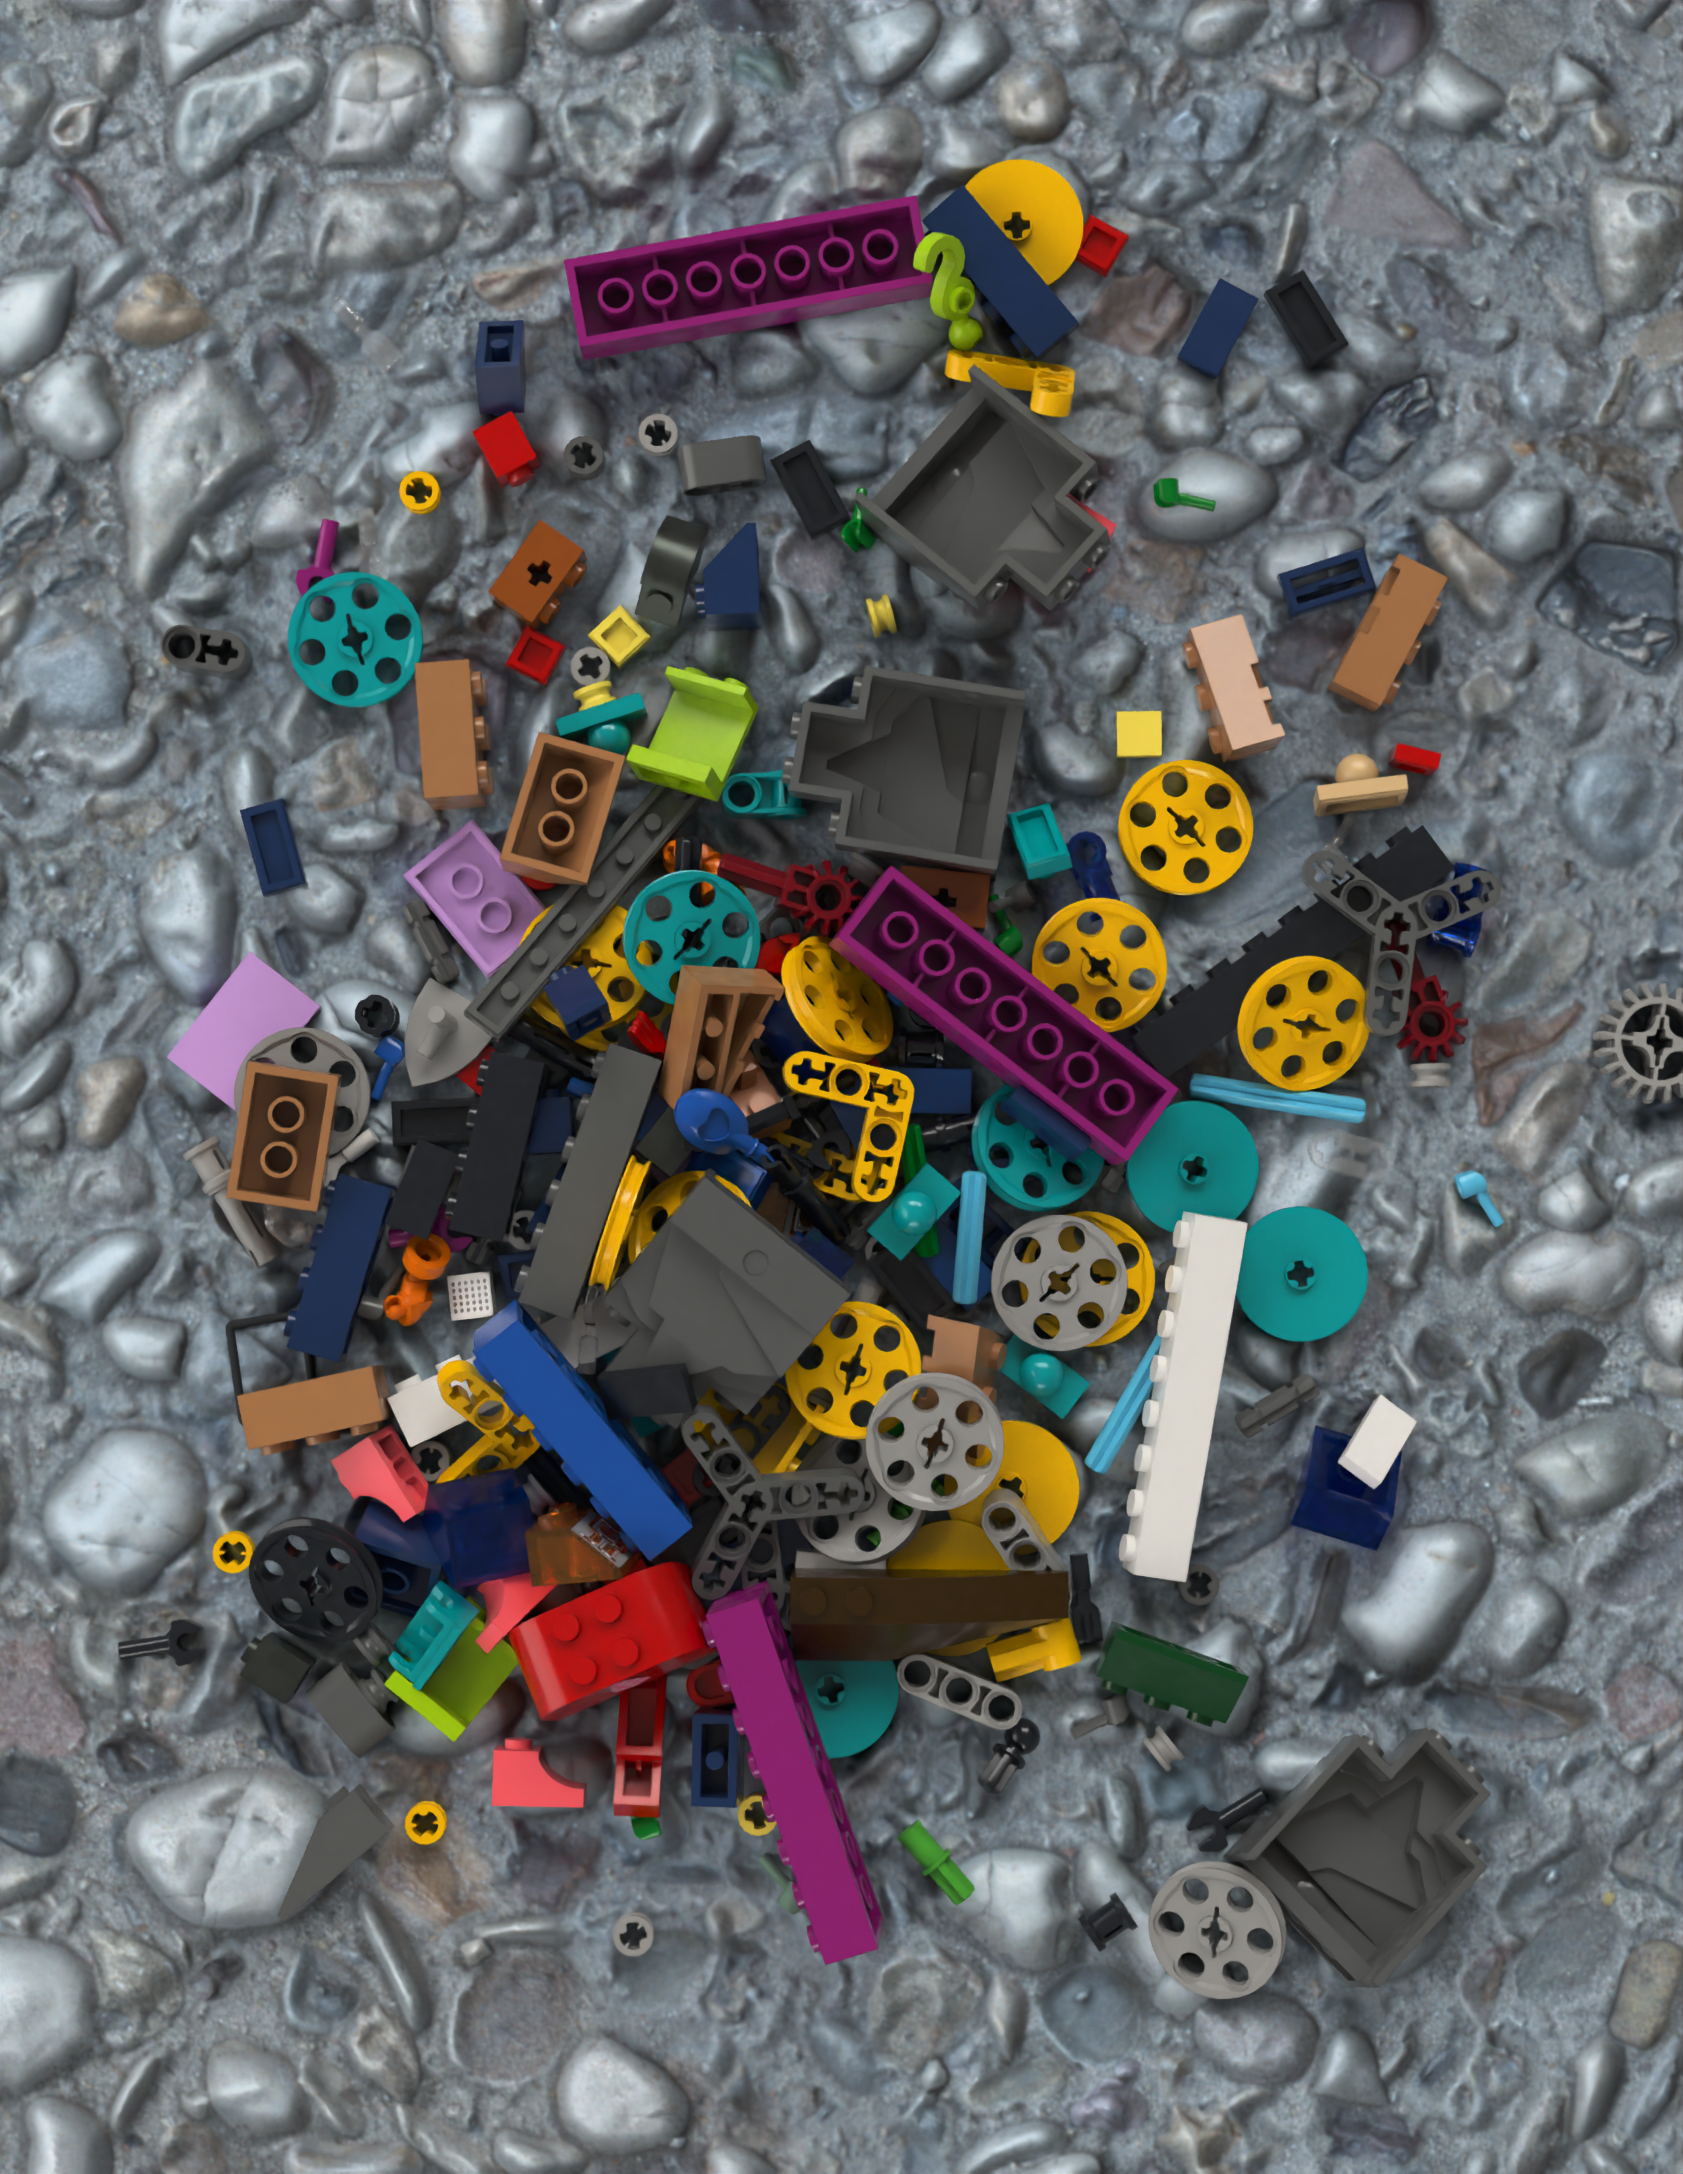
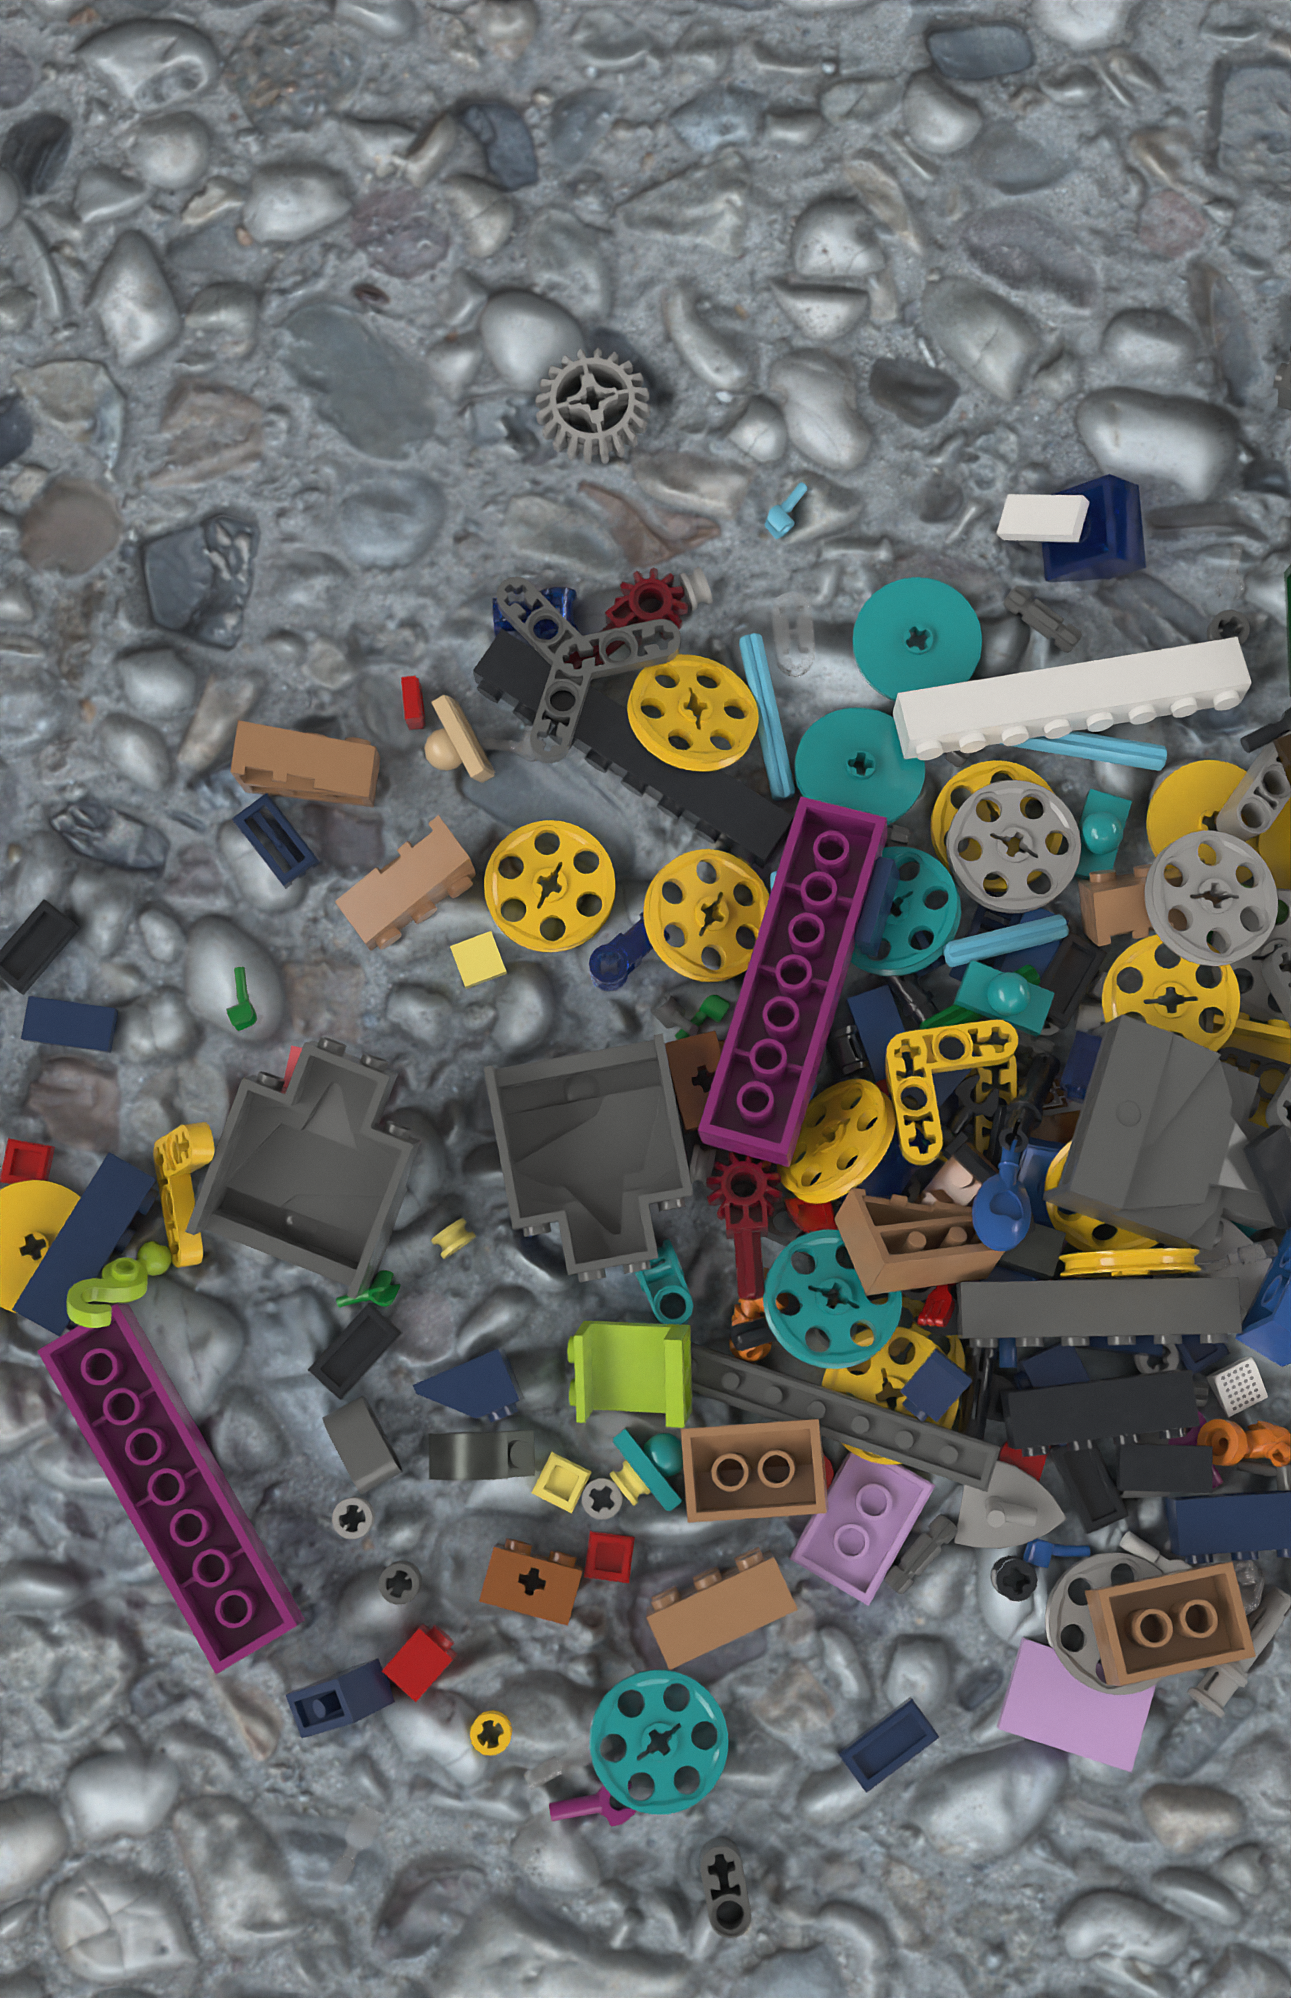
camera: 110 degrees left, 5 degrees down
(1039, 842) = (615, 1010): teal tile -> none

